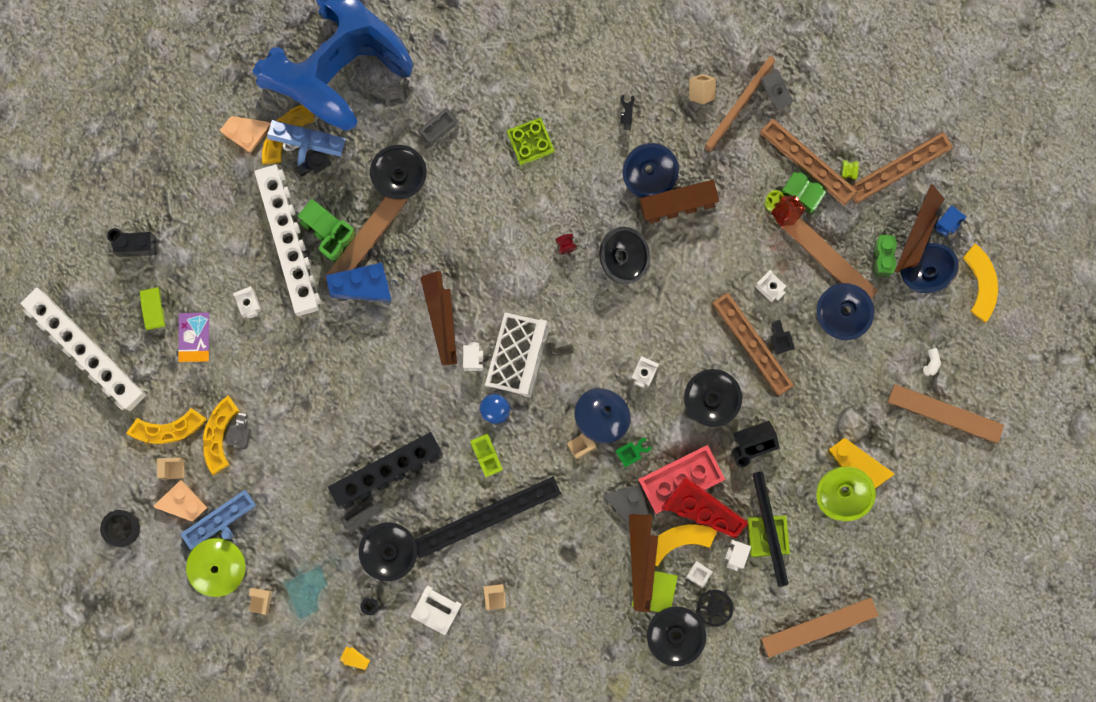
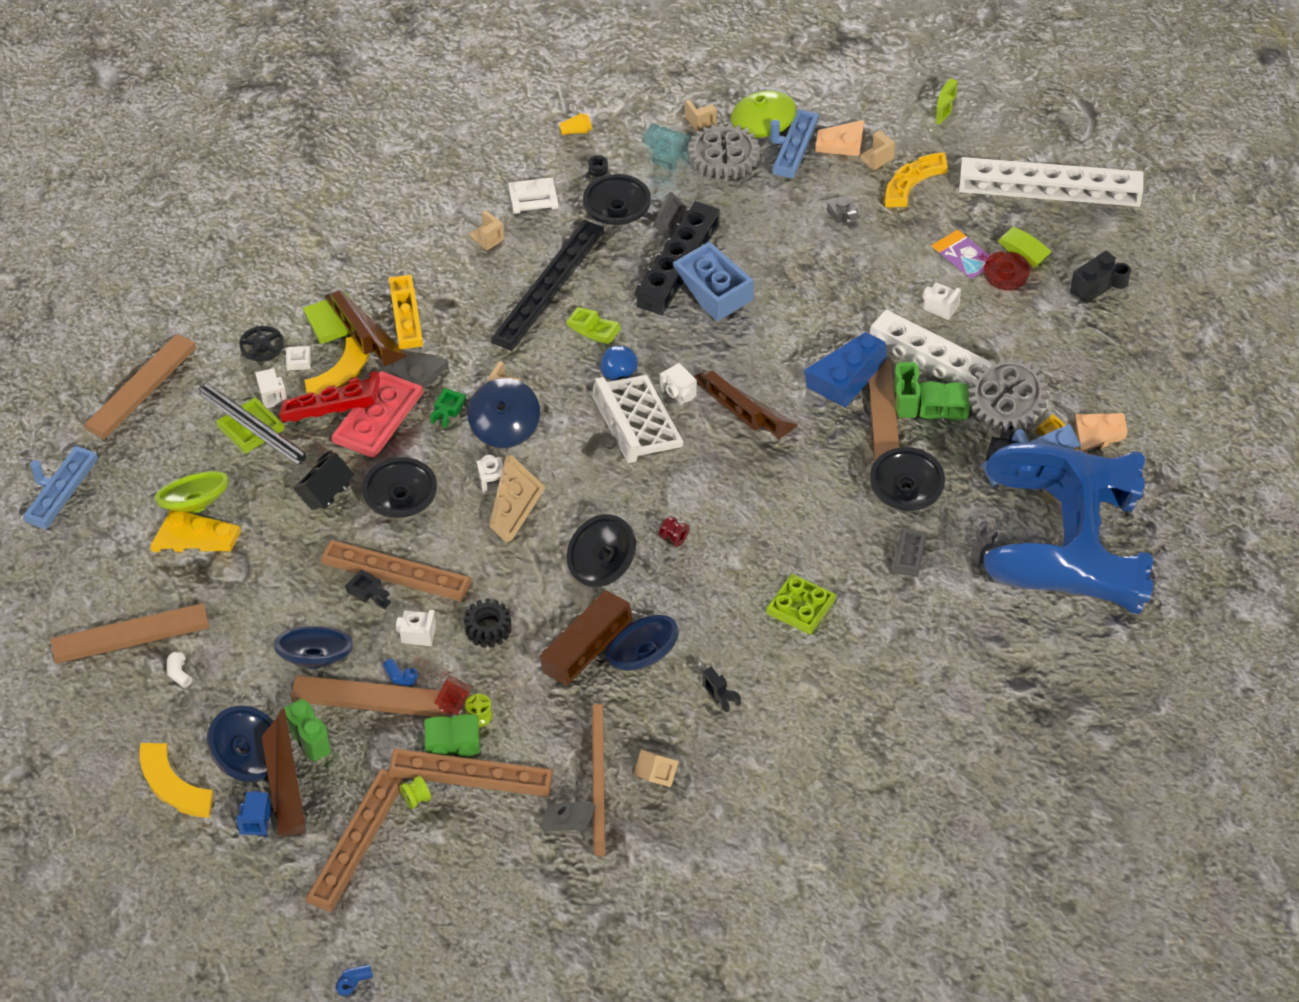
camera: 140 degrees right, 30 degrees down
(86, 477) = (945, 100): none -> lime slope
(104, 528) = (875, 80): black tyre -> none
(181, 299) = (1006, 270): none -> clear red tile
(214, 435) = (864, 196): yellow tile -> none
(285, 165) = (1008, 394): none -> light grey gear
(288, 559) = (740, 151): none -> light grey gear
(382, 424) = (715, 281): none -> medium blue slope
(607, 550) = (405, 312): none -> yellow bracket
(646, 338) = (514, 498): none -> tan wing
(678, 650) = (282, 291): black dish -> none
(718, 267) = (492, 634): none -> black tyre
(804, 262) = (398, 676): none -> blue arm
(925, 569) = (59, 487): none -> medium blue plate
(959, 81) = (351, 977): none -> blue arm

